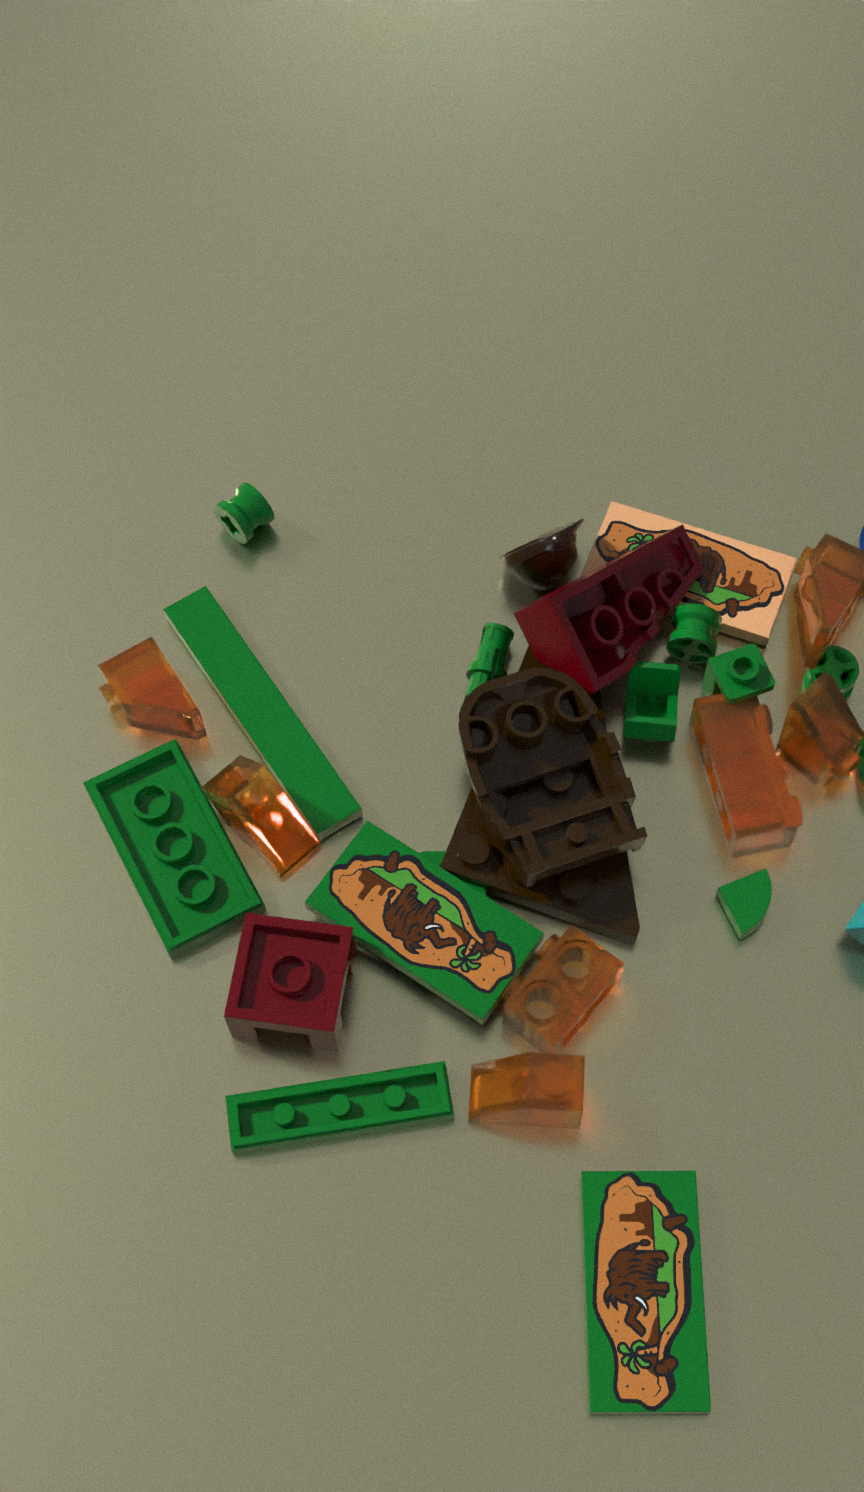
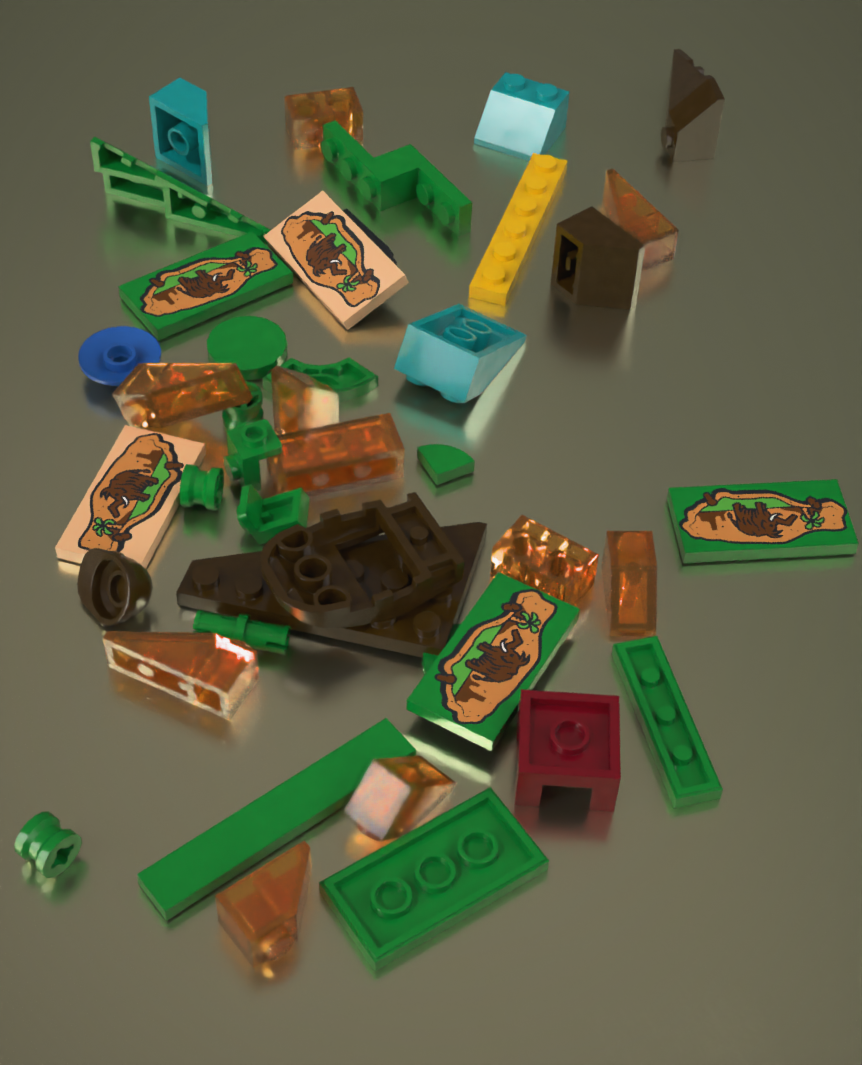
camera: 100 degrees left, 15 degrees down
(431, 638) = (190, 666): none -> clear orange slope
(610, 613) = (191, 532): dark red wedge -> none

